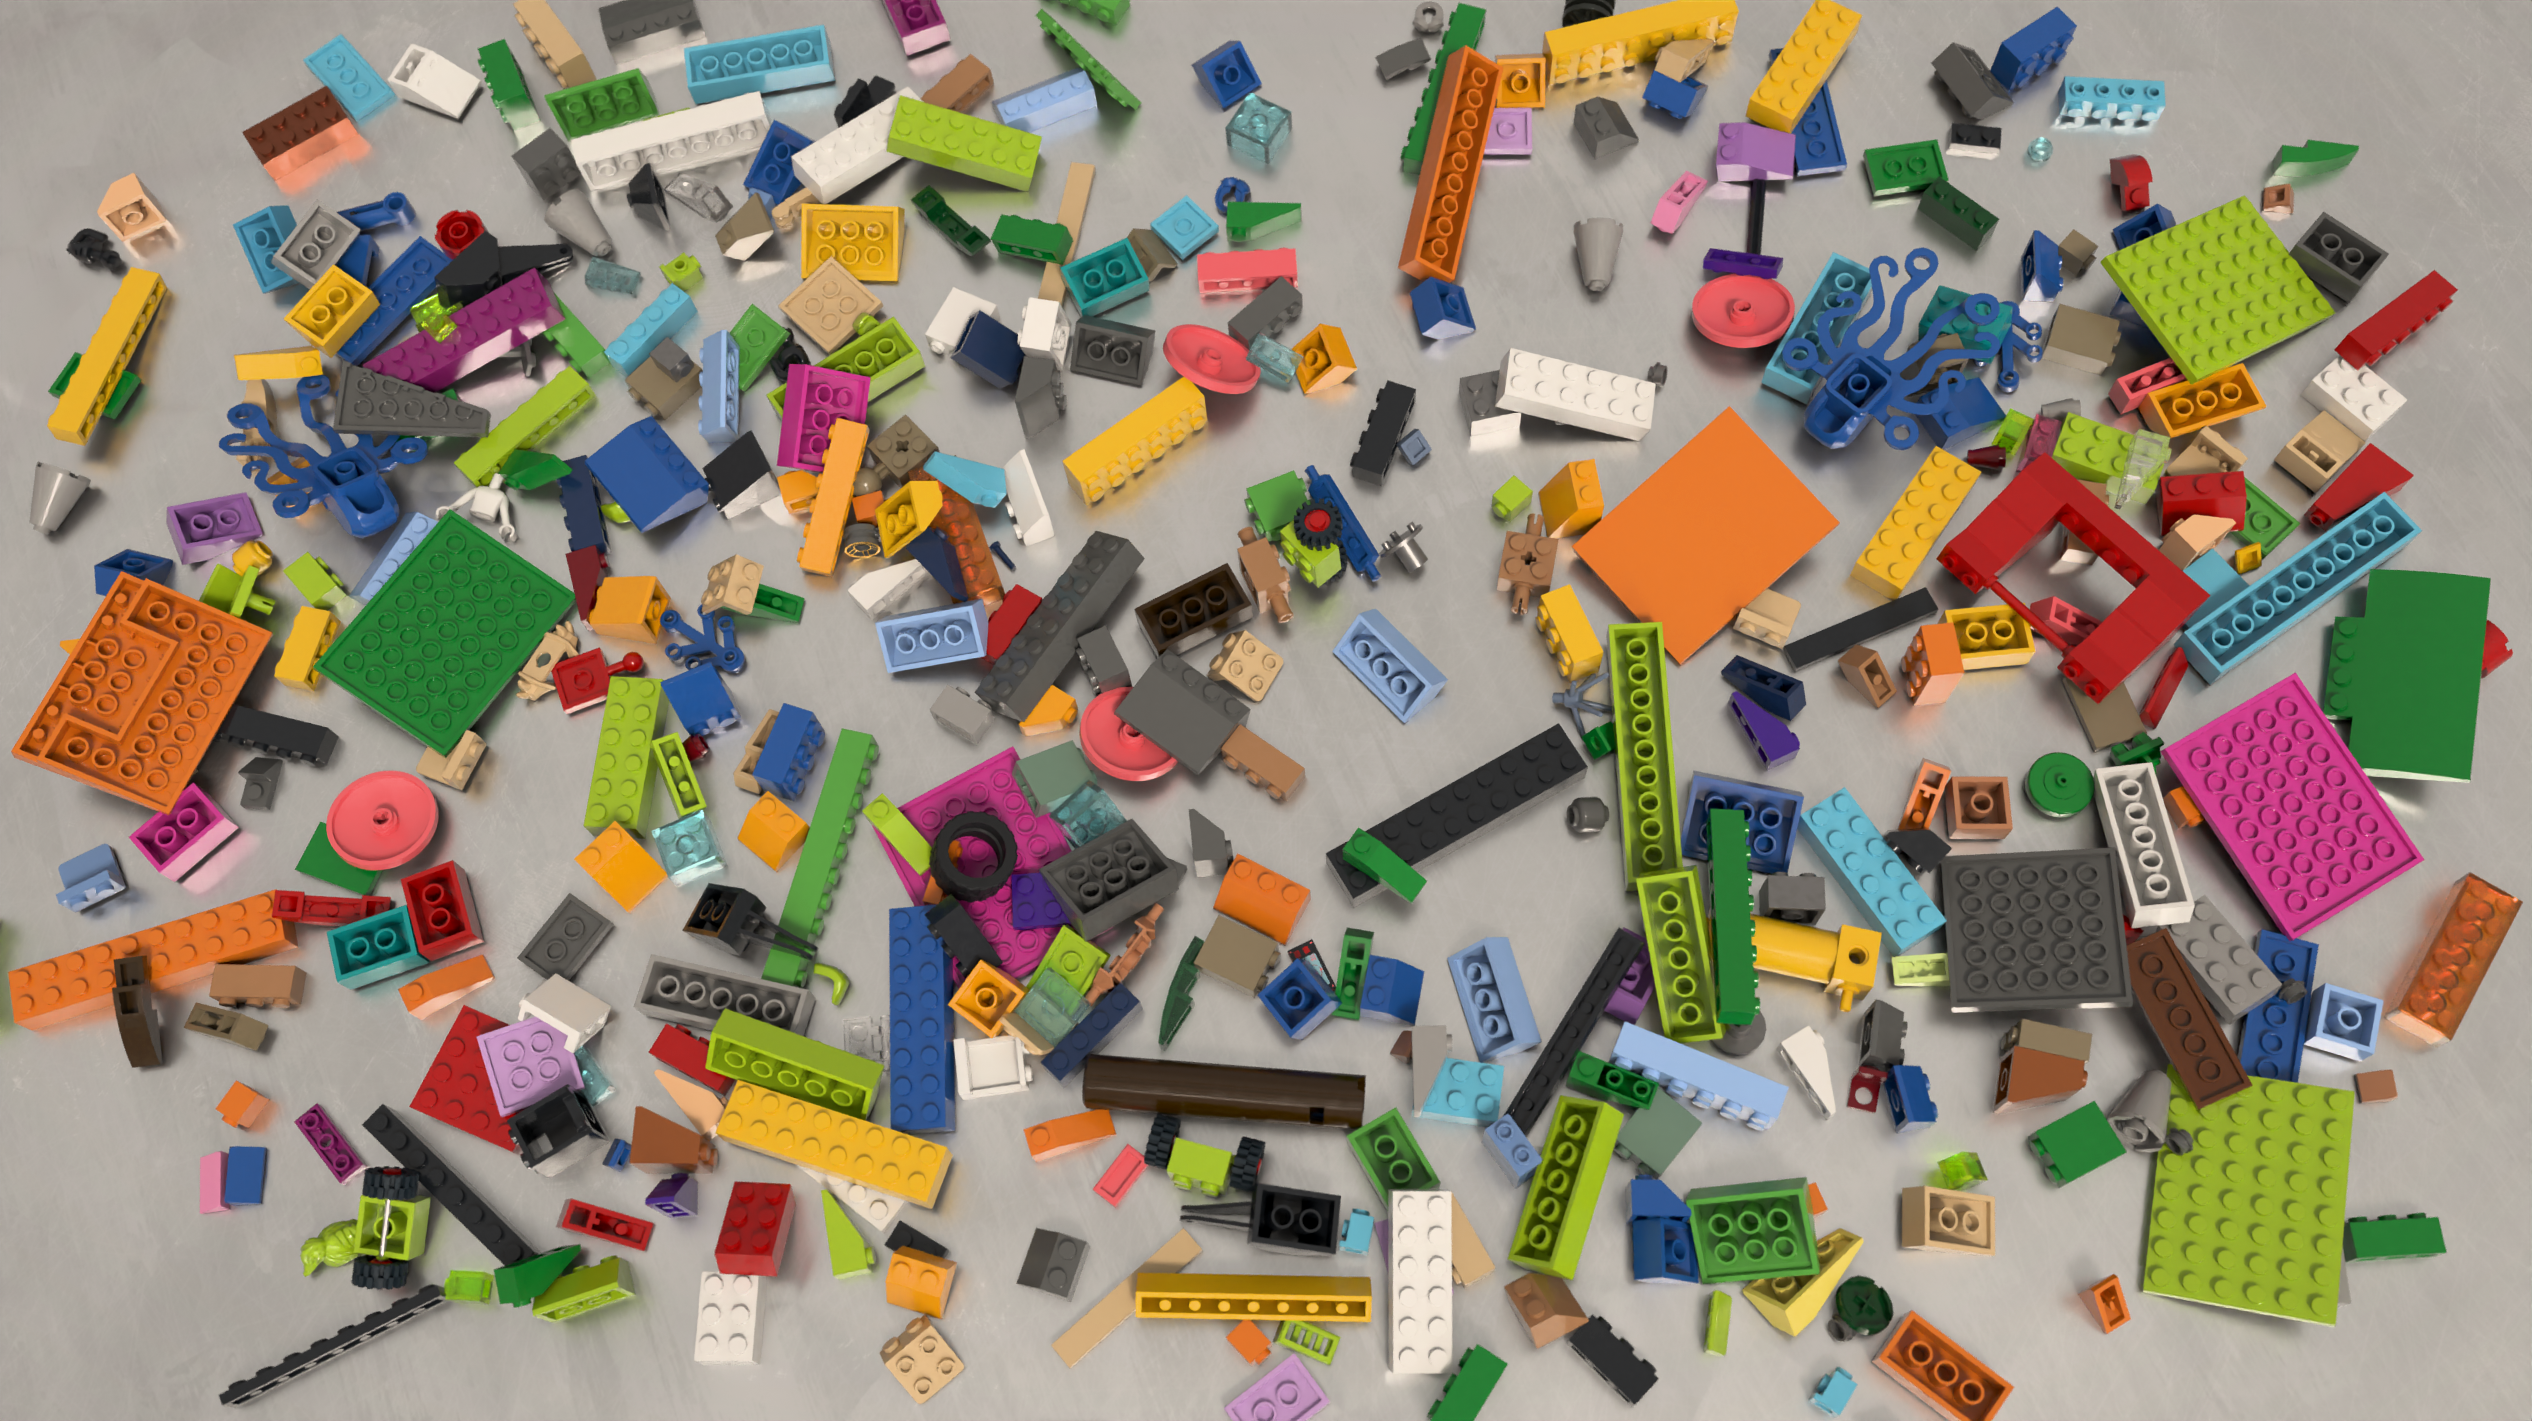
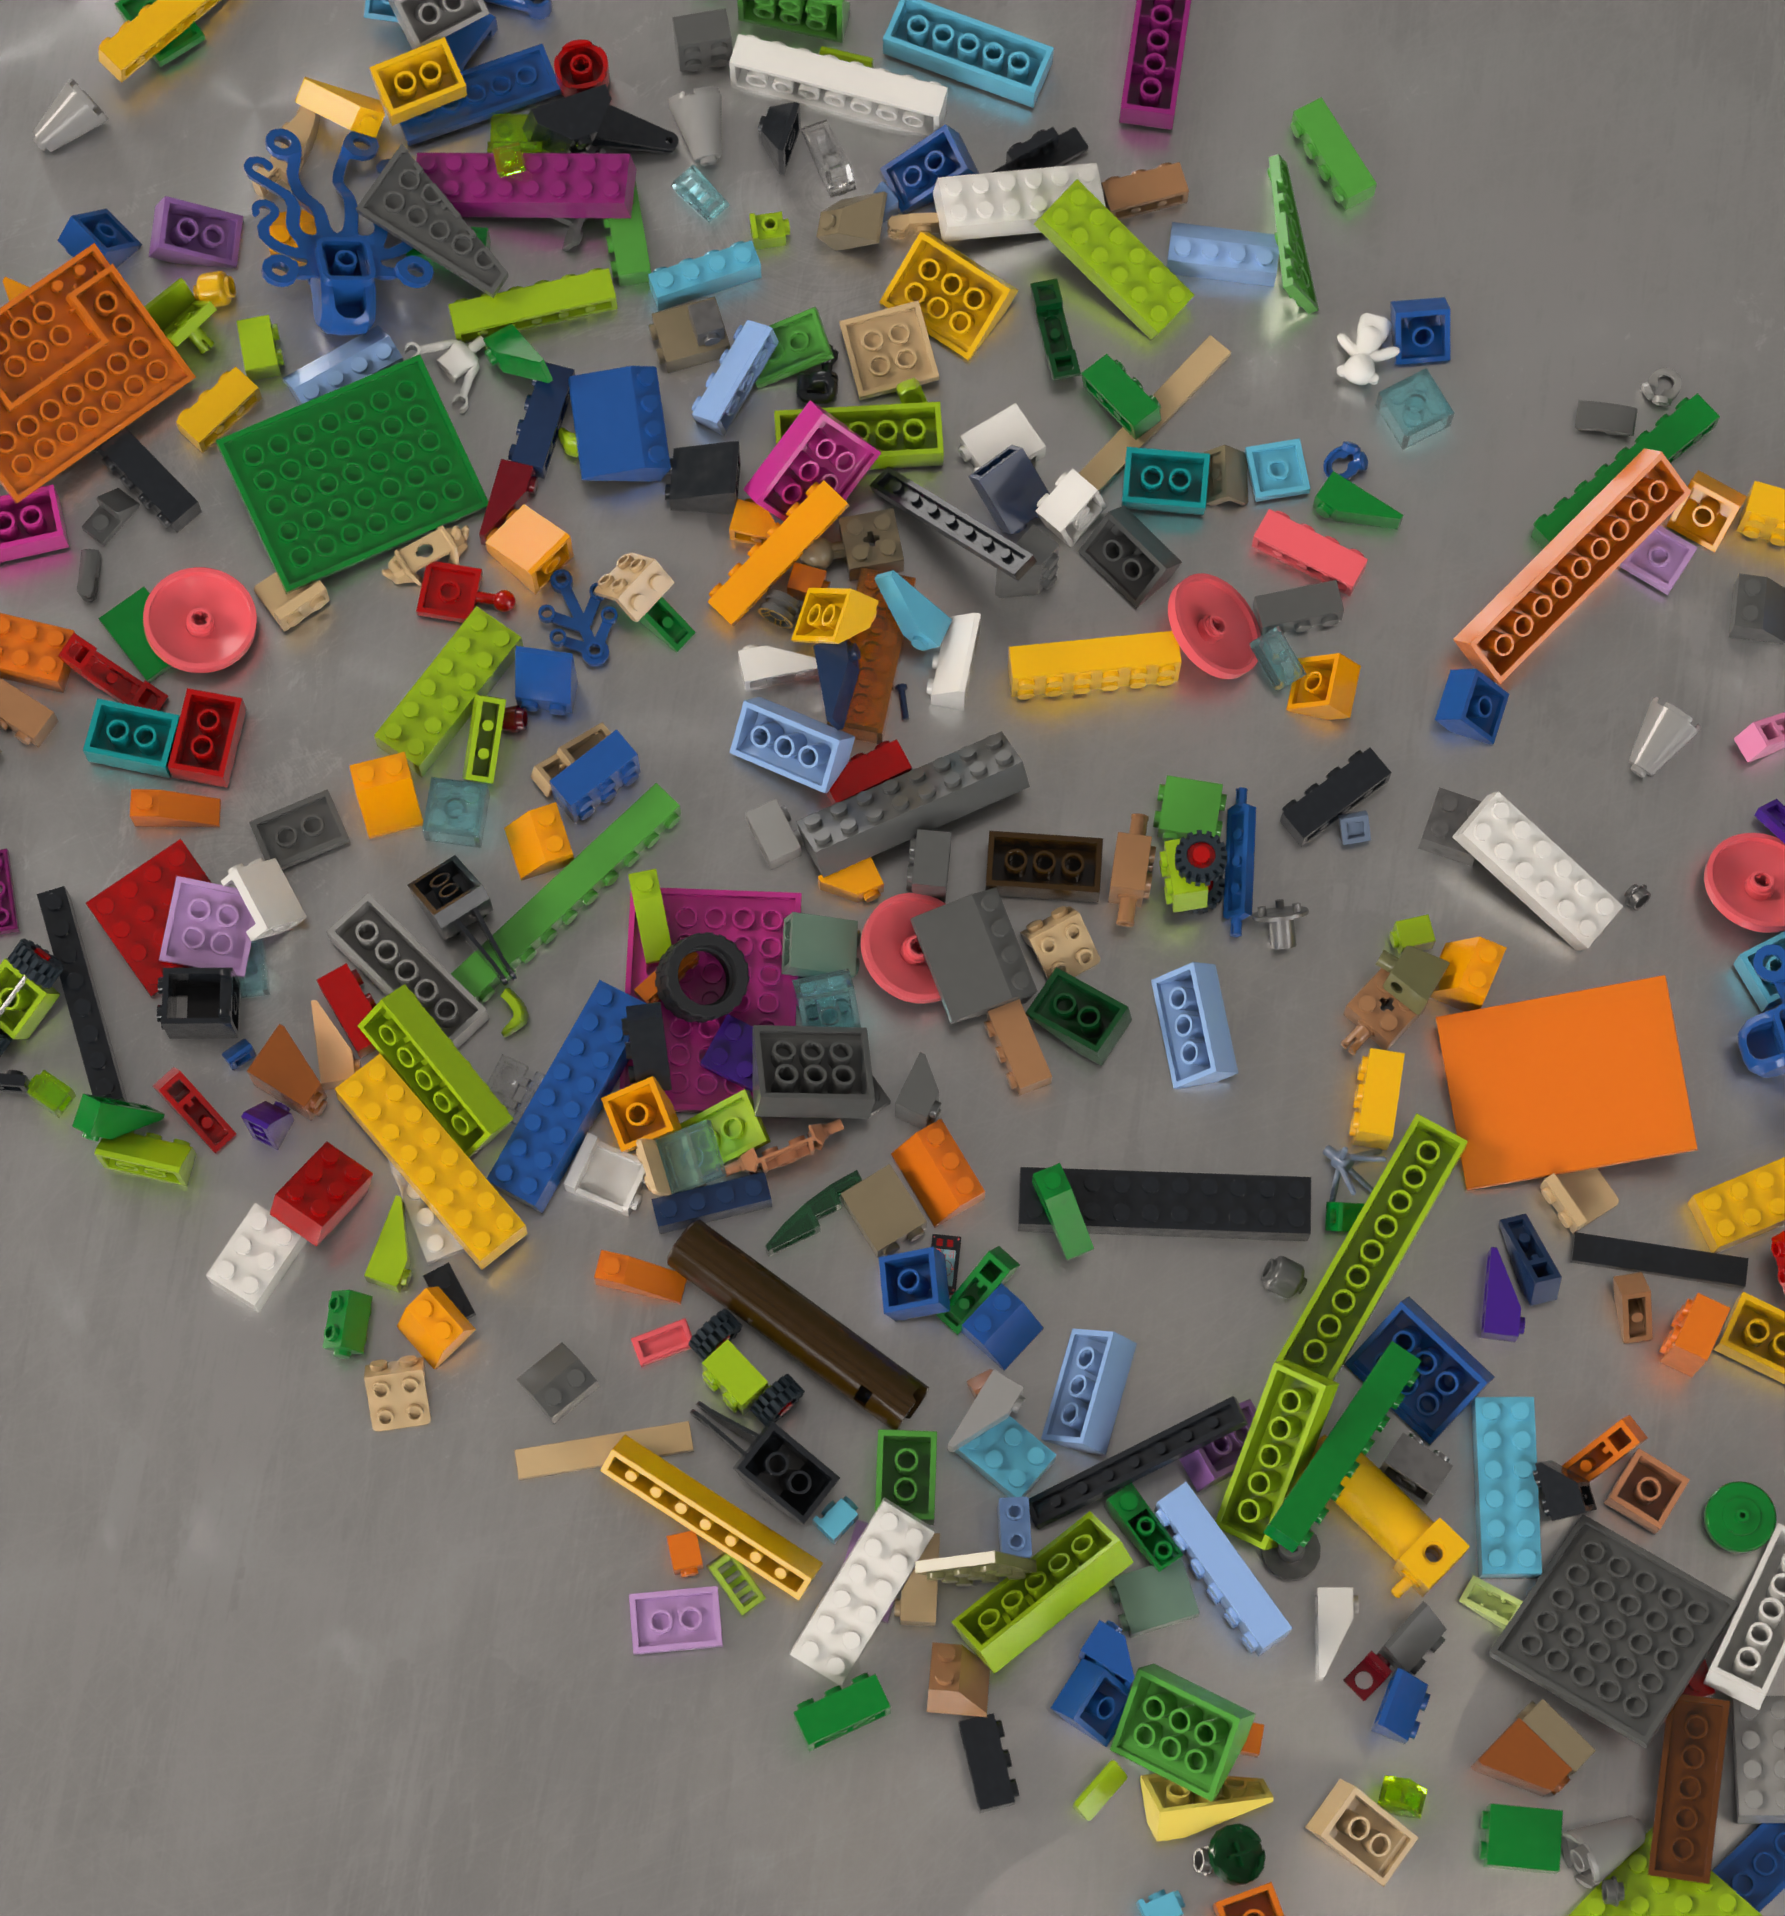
camera: 25 degrees right, 5 degrees up
(267, 839) = (89, 574): none -> dark grey bar
(842, 1325) = (347, 1323): none -> green brick
(961, 394) = (953, 523): none -> black plate
(1196, 109) = (1370, 336): none -> white piece
(1296, 709) = (1080, 1015): none -> dark green slope
(1506, 1197) = (976, 1566): none -> olive plate
(1535, 524) = (1412, 976): none -> olive torso

